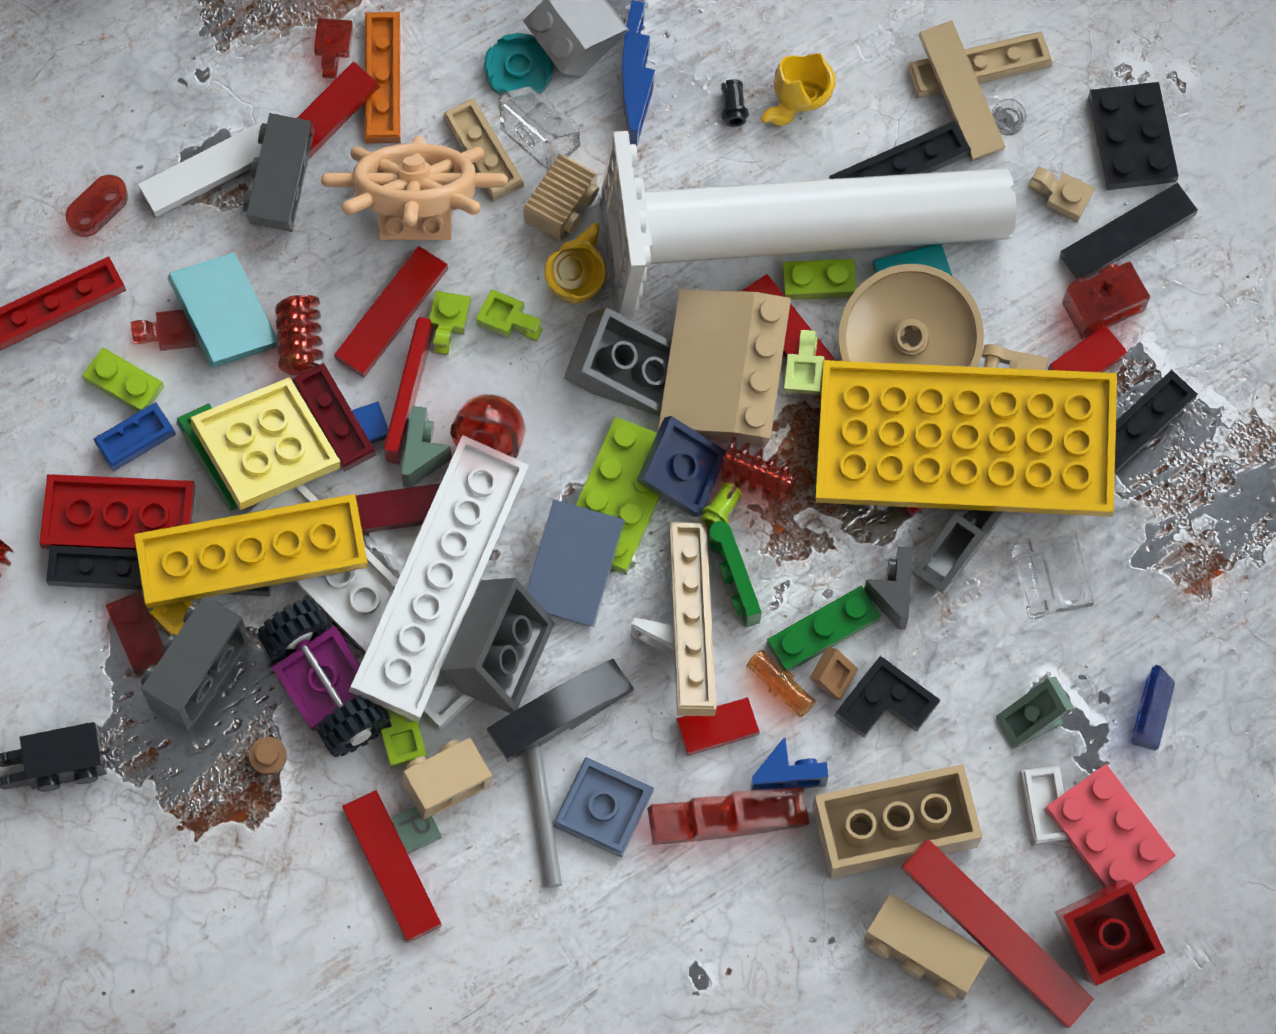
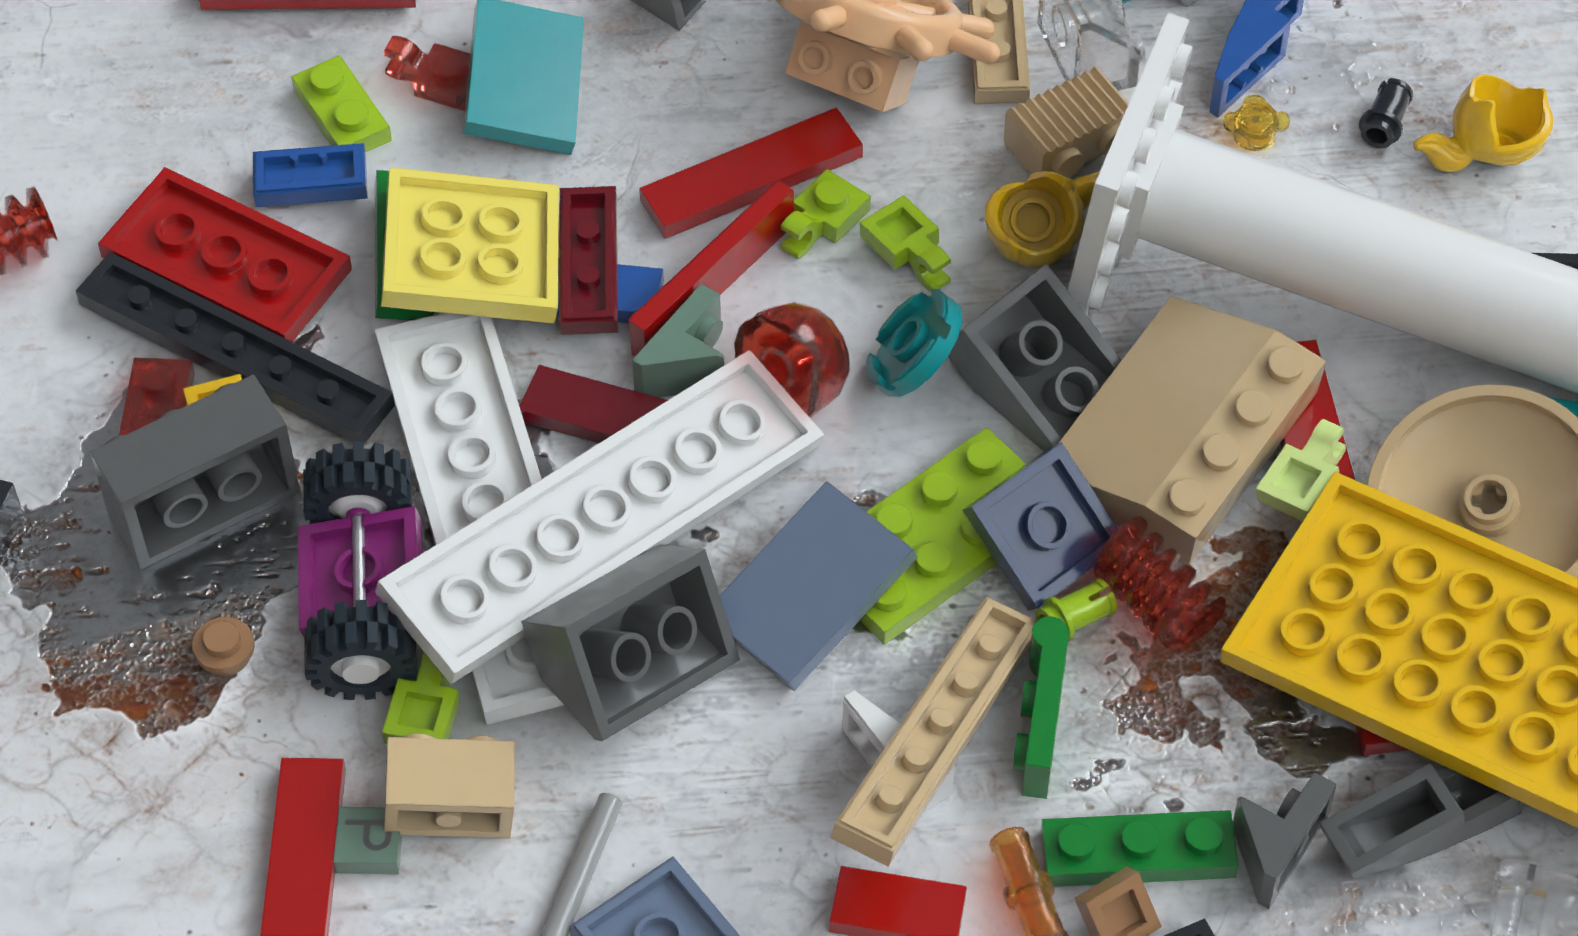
camera: 30 degrees right, 15 degrees down
(250, 550) = (368, 366): yellow plate -> none
(298, 333) = (606, 137): clear red piece -> none
(551, 385) = (914, 343): none -> teal tile
(559, 709) = (673, 768): black slope -> none
(663, 152) = (1256, 124): none -> clear yellow plate
(819, 279) = (1387, 377): lime plate -> none

